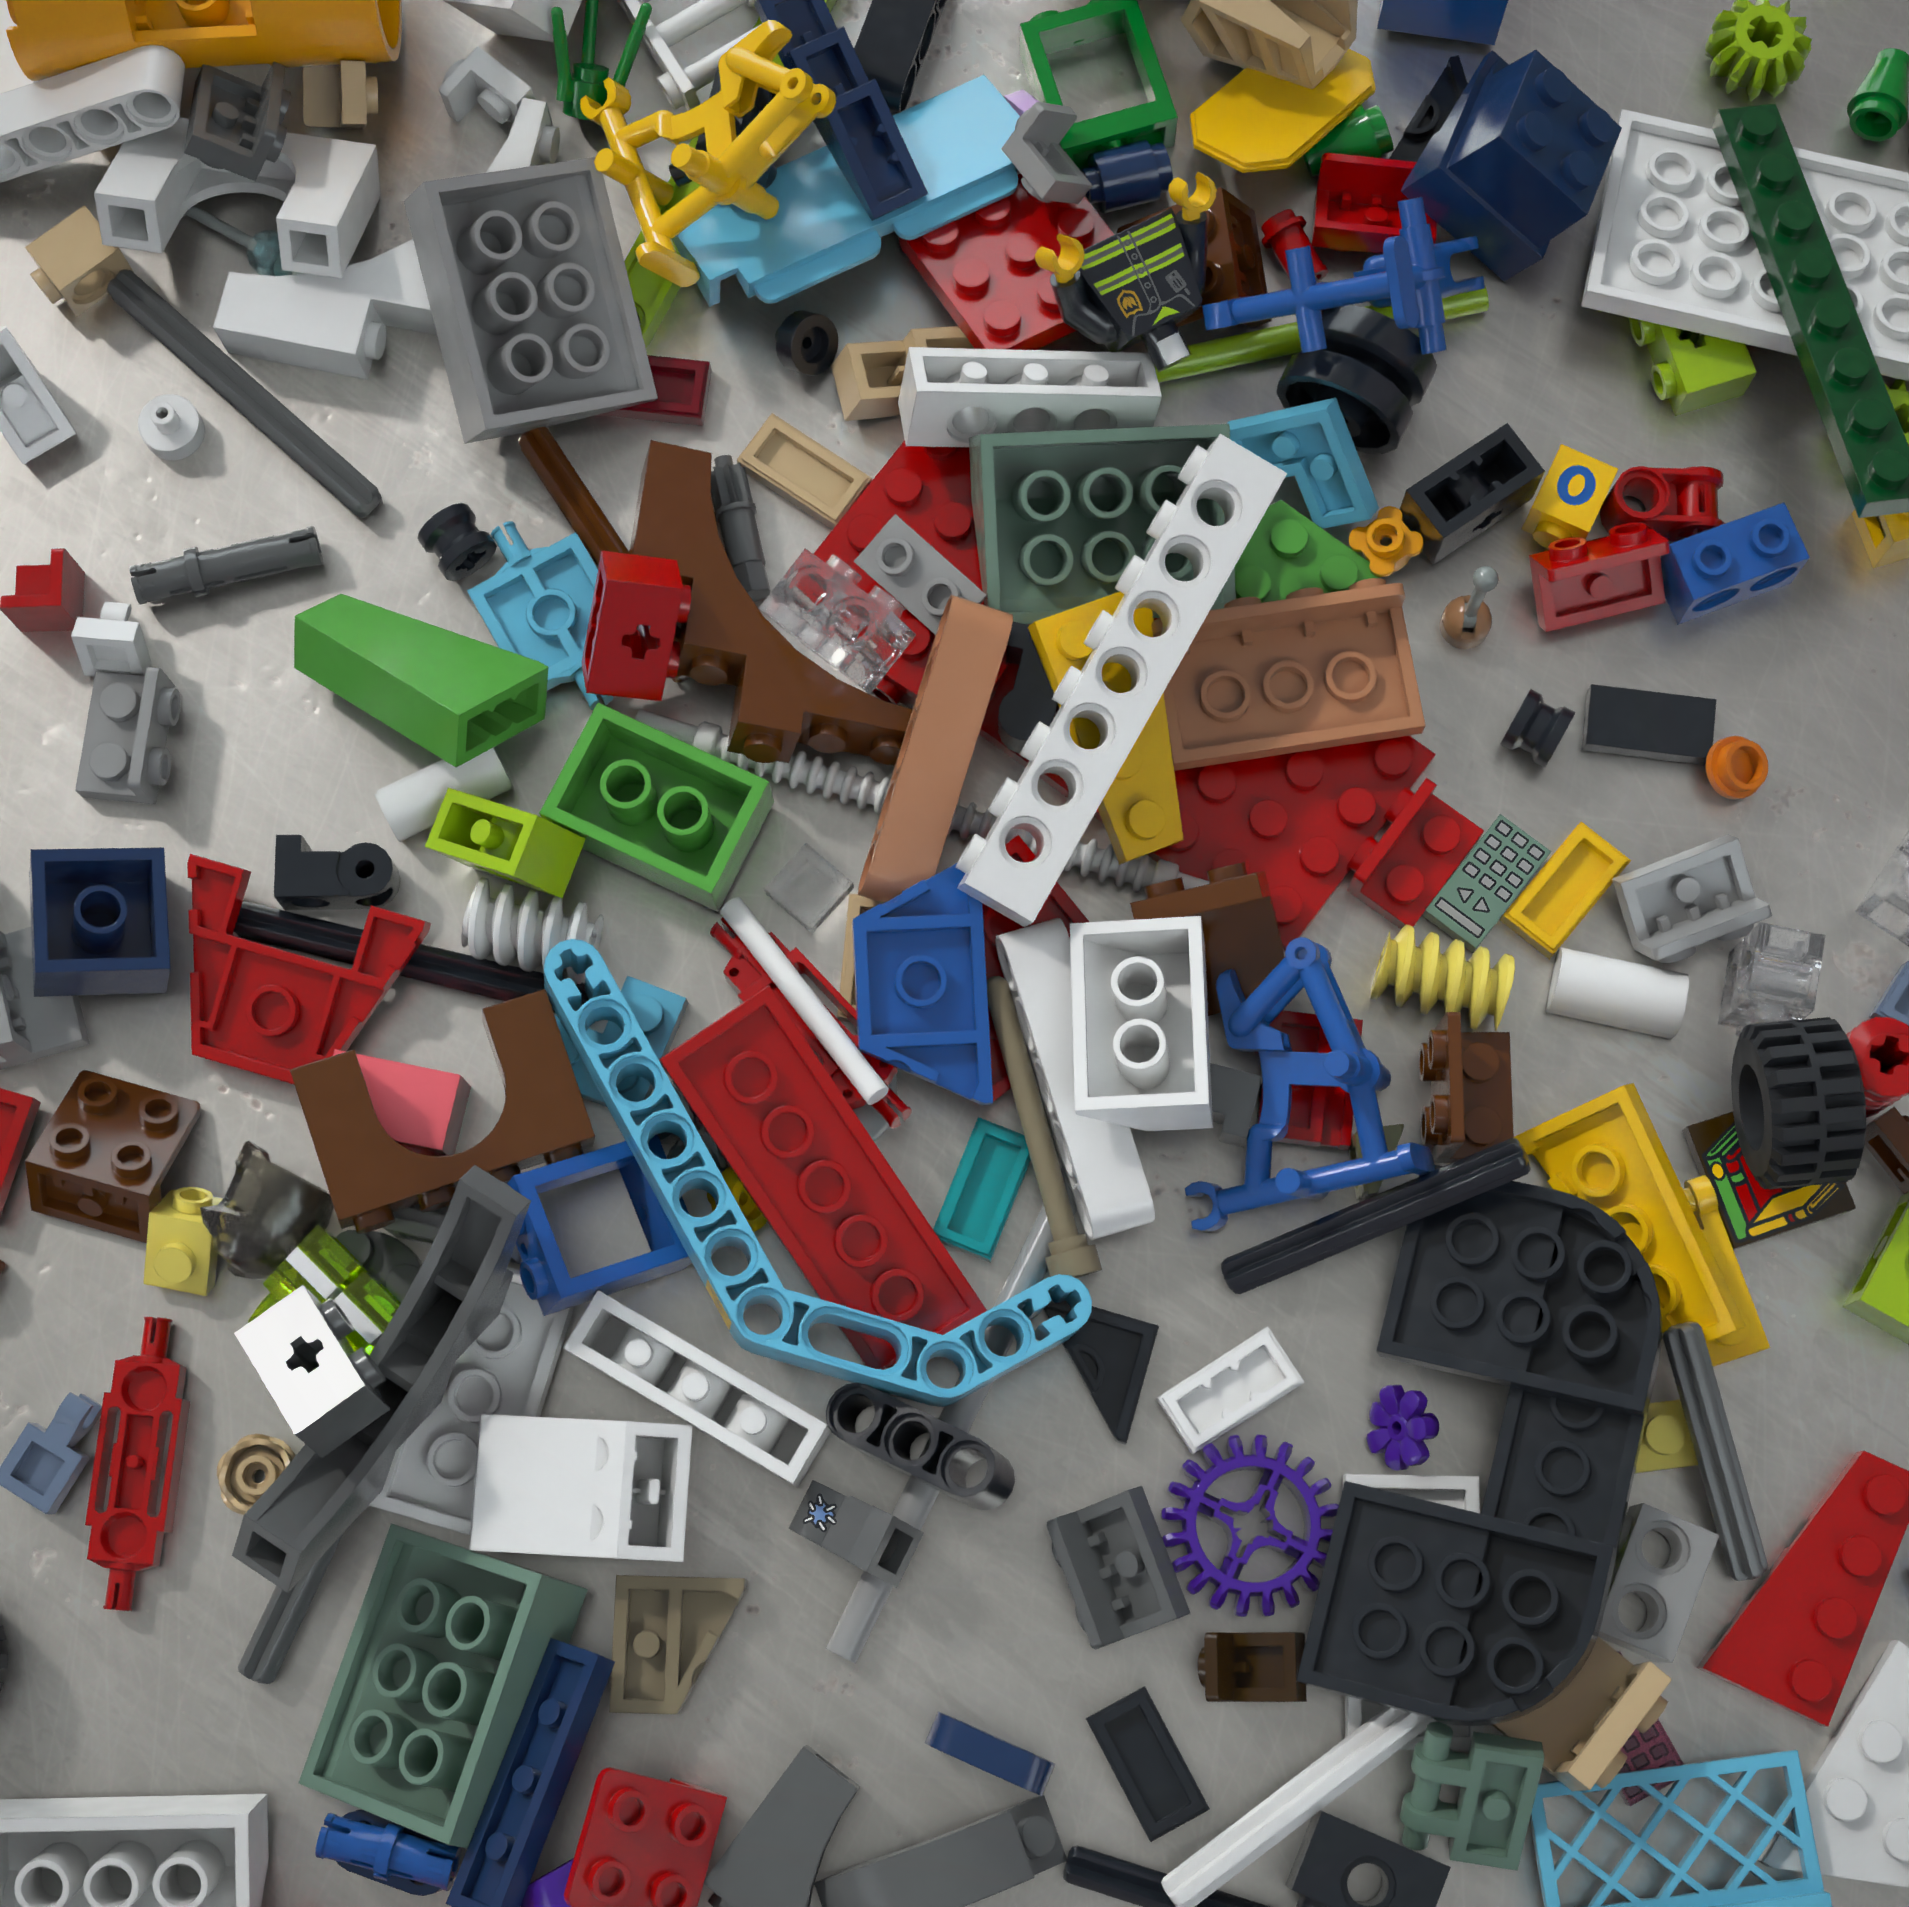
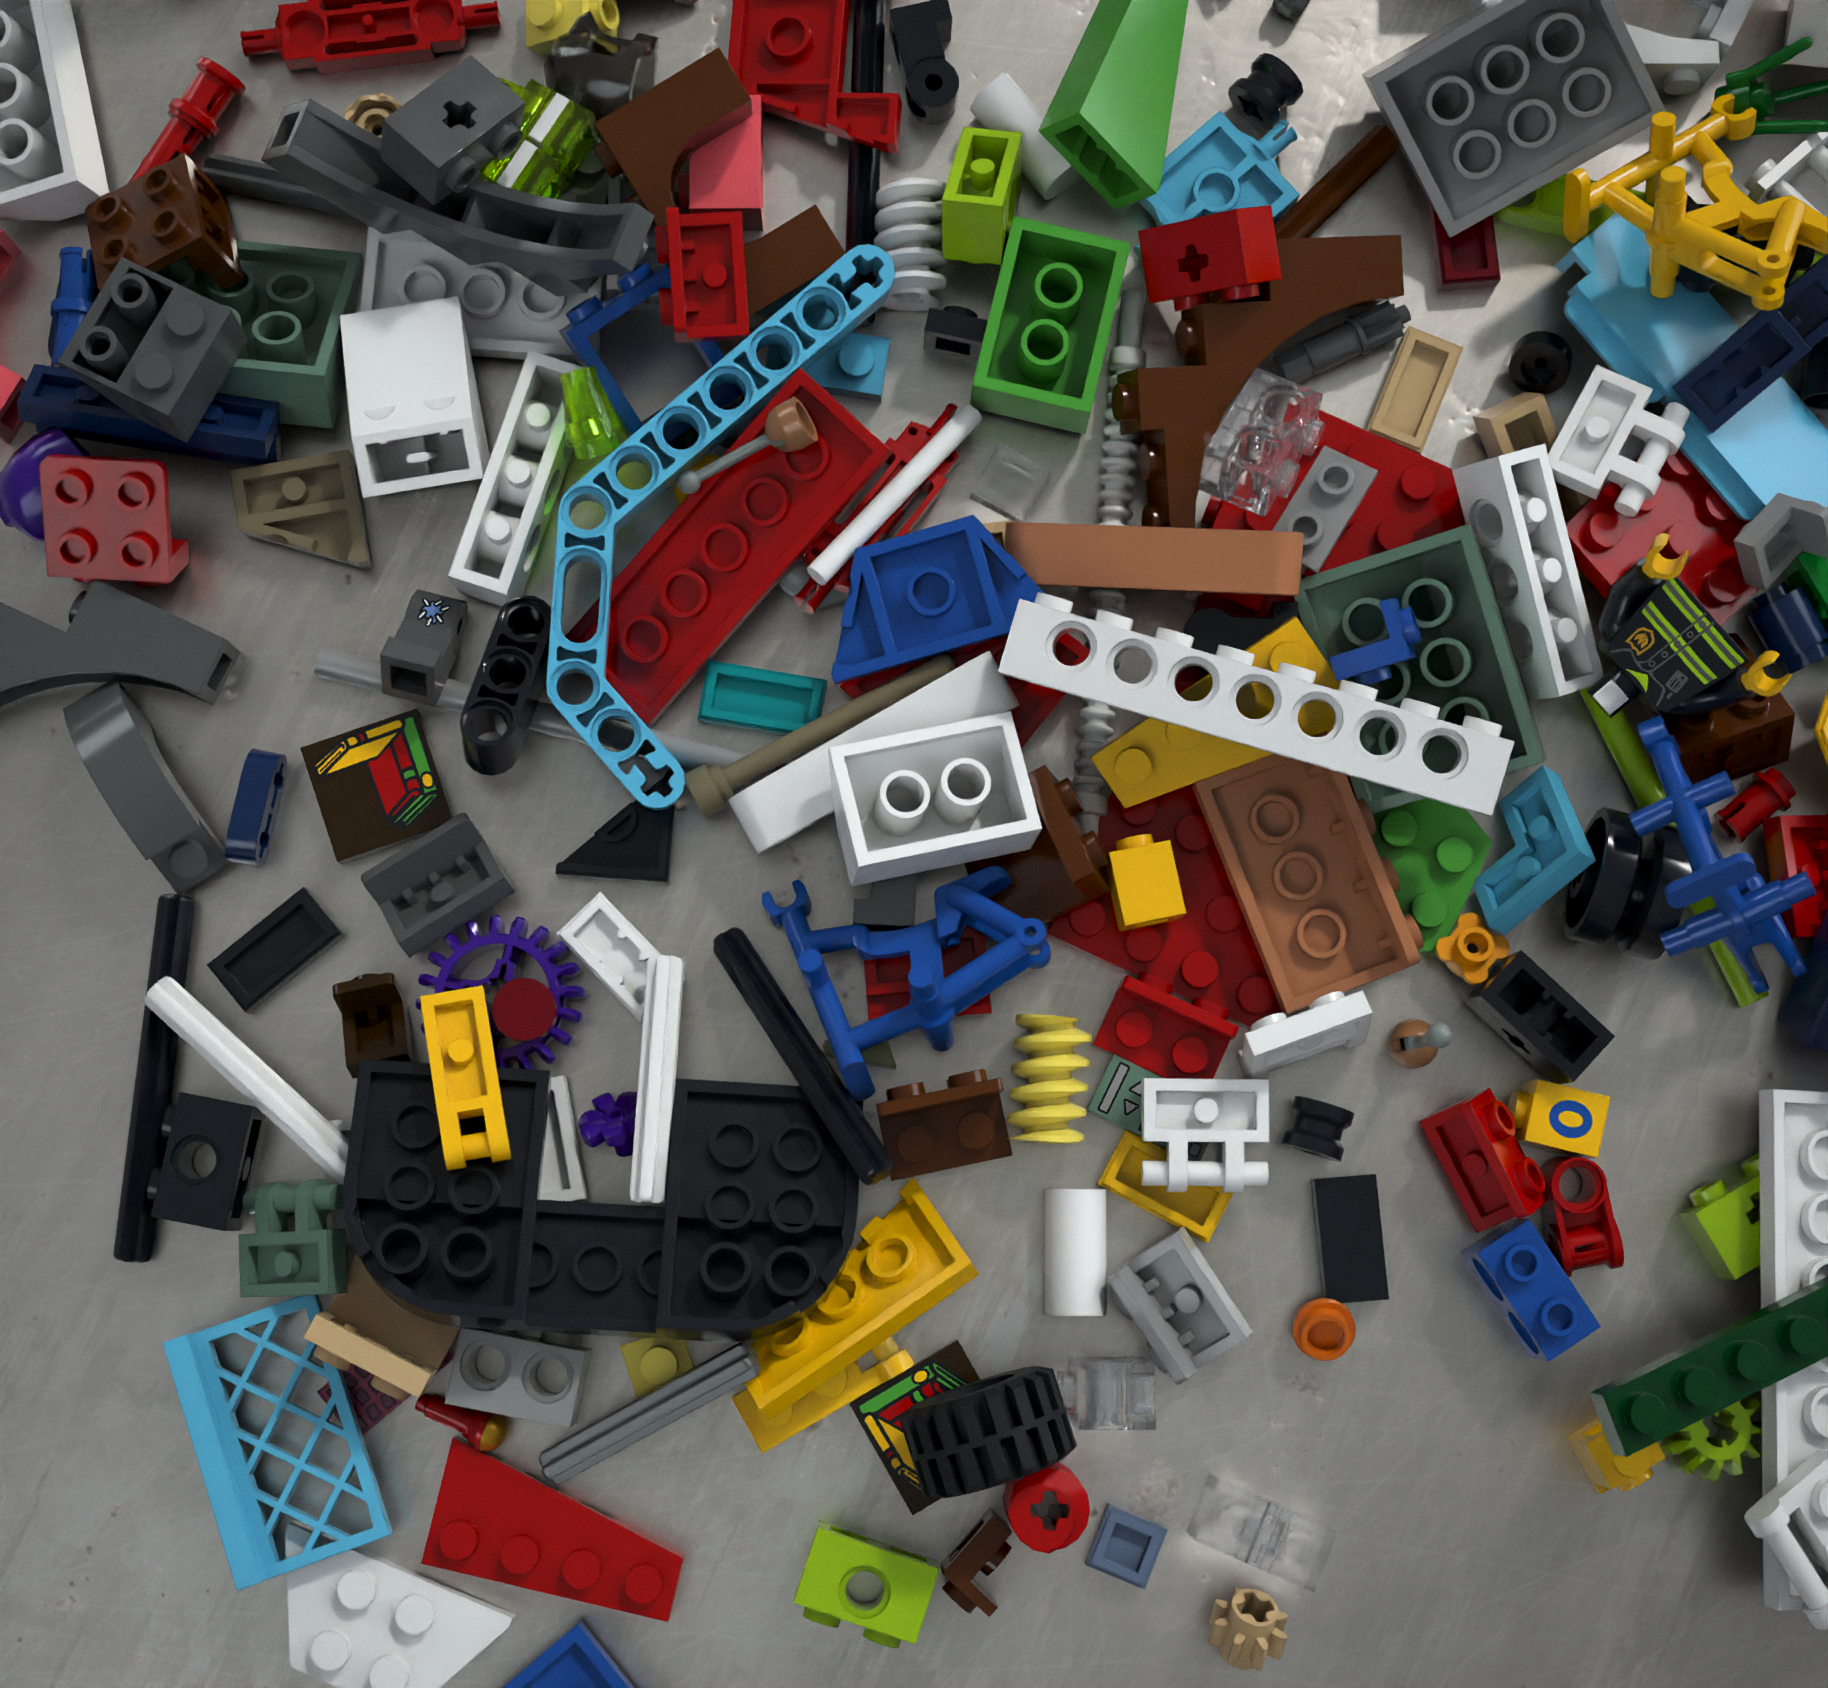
camera: 70 degrees right, 5 degrees up
(195, 1684) = (193, 114): none -> red pin
(319, 1736) = (163, 218): none -> reddish brown bracket
(476, 1750) = (155, 348): none -> dark grey slope
(538, 1136) = (705, 274): none -> red bracket
(638, 905) = (954, 332): none -> black plate
(657, 1294) = (589, 415): none -> clear neon green cone
(725, 1085) = (786, 428): none -> hinge
(905, 299) = (1597, 432): none -> white plate
(991, 1616) = (377, 786): none -> tile
(1093, 559) = (1372, 662): none -> blue bracket
(1266, 835) = (1144, 883): none -> yellow brick
(1277, 1493) = (525, 1010): none -> dark red tile
(1340, 1566) = (464, 1075): none -> yellow plate
(1374, 1371) = (656, 1079): none -> white axle
(1449, 740) = (1284, 1040): none -> white plate
(1505, 831) = (1204, 1112): none -> white plate
(1700, 1637) = (482, 1429): none -> red piece

